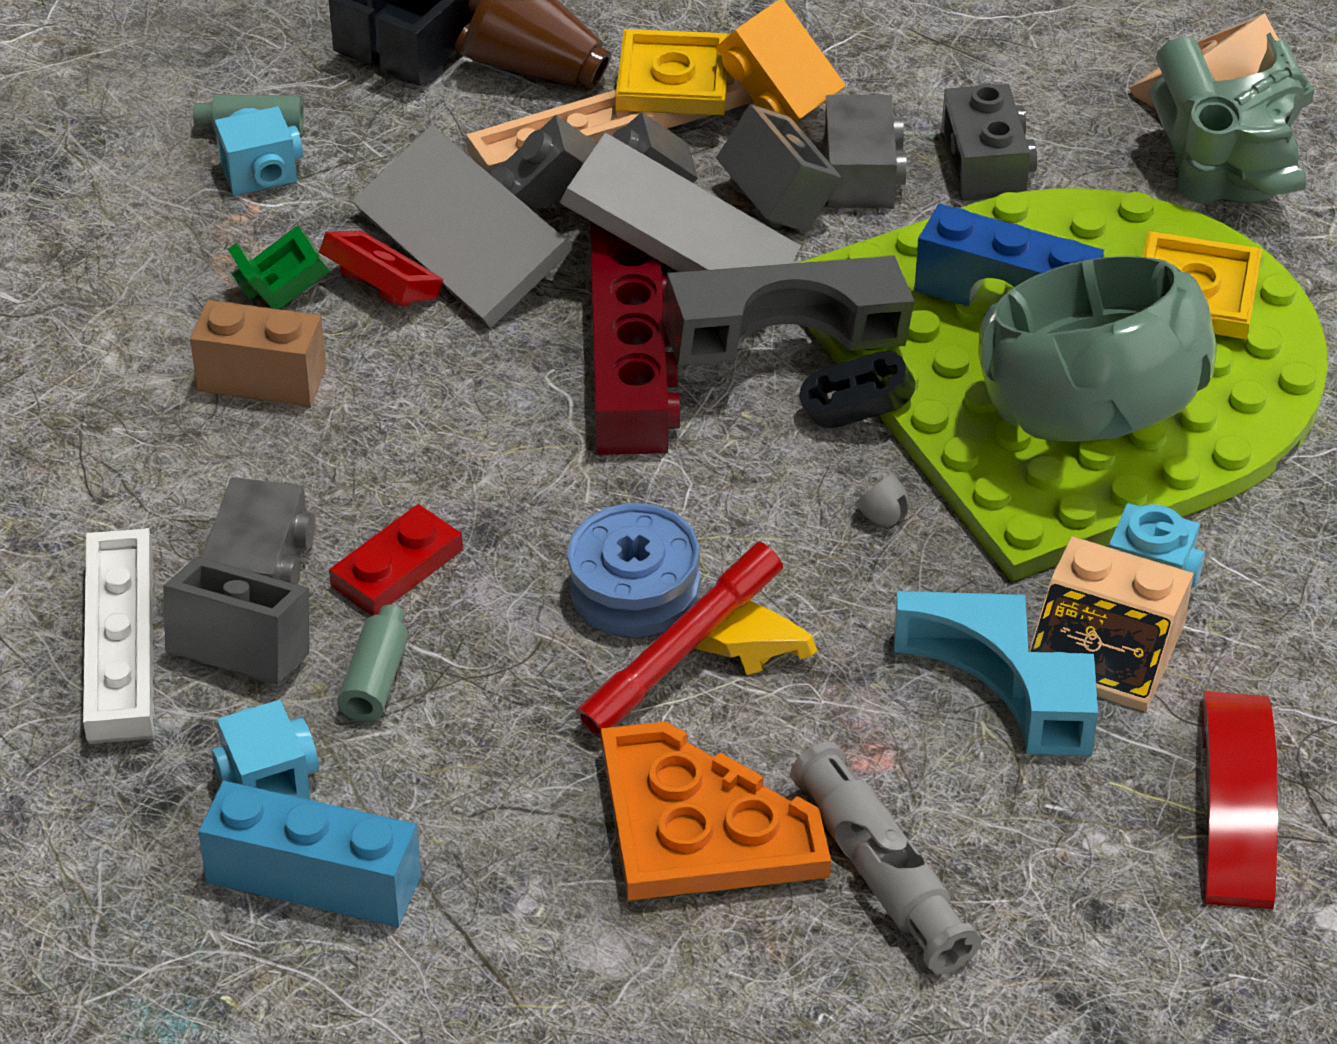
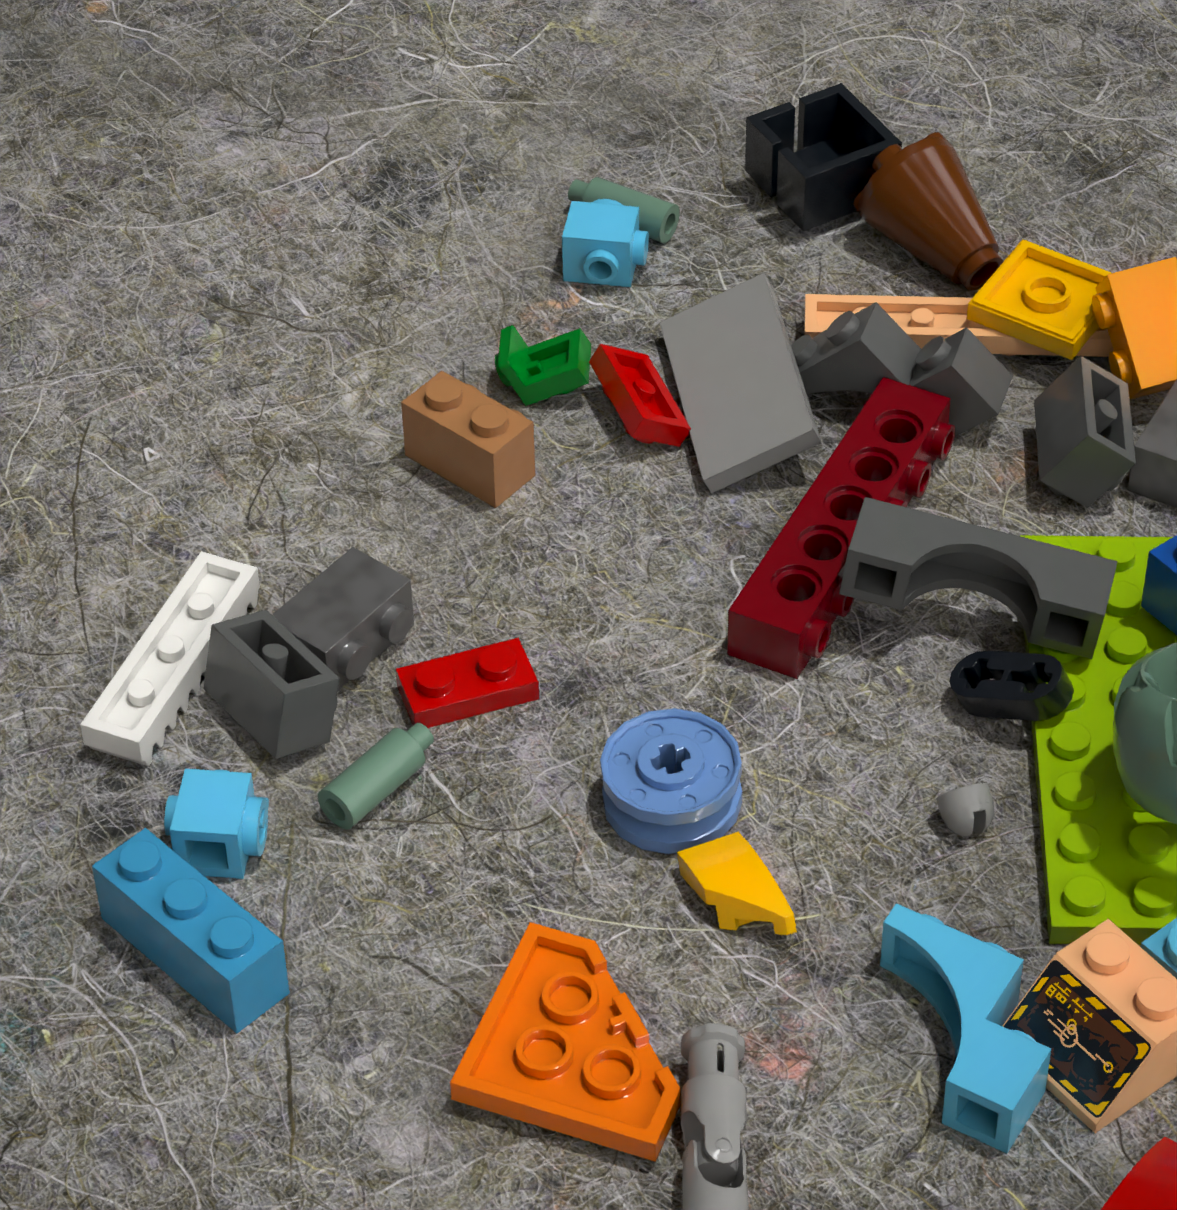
camera: 30 degrees right, 0 degrees up
(629, 686) = (733, 838): red piece -> none
(669, 214) = (934, 443): light grey tile -> none

